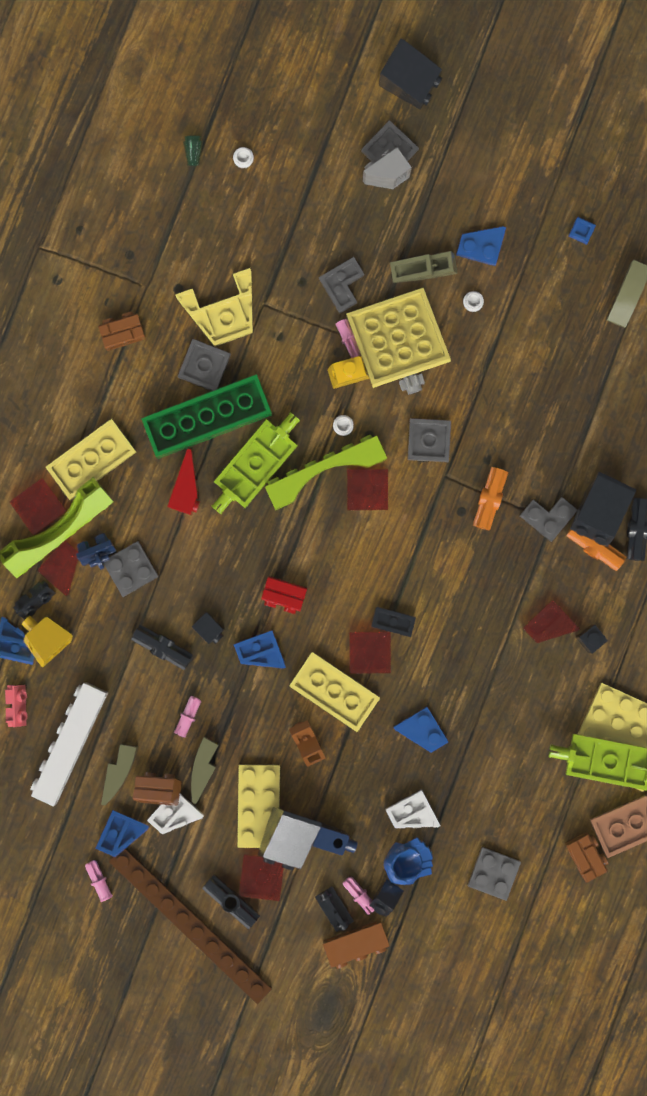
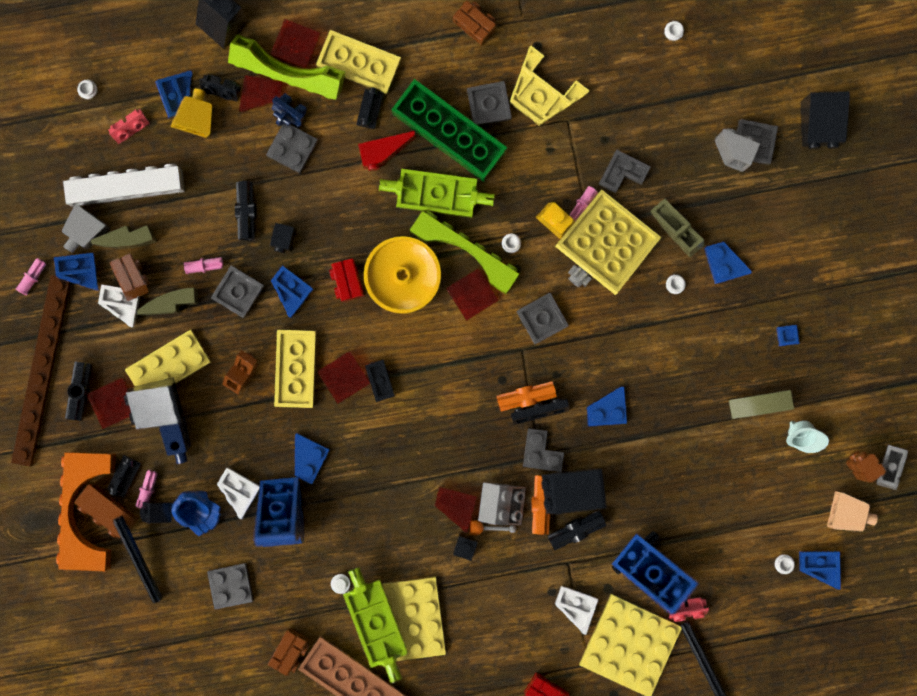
camera: 65 degrees right, 0 degrees up
(85, 806) = (82, 228): none -> light grey torso
(139, 476) = (369, 108): none -> black hinge
(231, 700) = (237, 292): none -> flat silver plate
(311, 541) = (402, 275): none -> yellow dish
(374, 994) = (75, 550): none -> orange arch
(418, 941) = (137, 559): none -> black axle
(456, 786) = (279, 513): none -> blue brick
(511, 495) = (539, 411): none -> black plate
(548, 433) = (608, 409): none -> blue wing
(554, 772) = (340, 583): none -> white plate
(573, 581) = (502, 504): none -> light grey slope
(580, 617) = (477, 528): none -> hinge

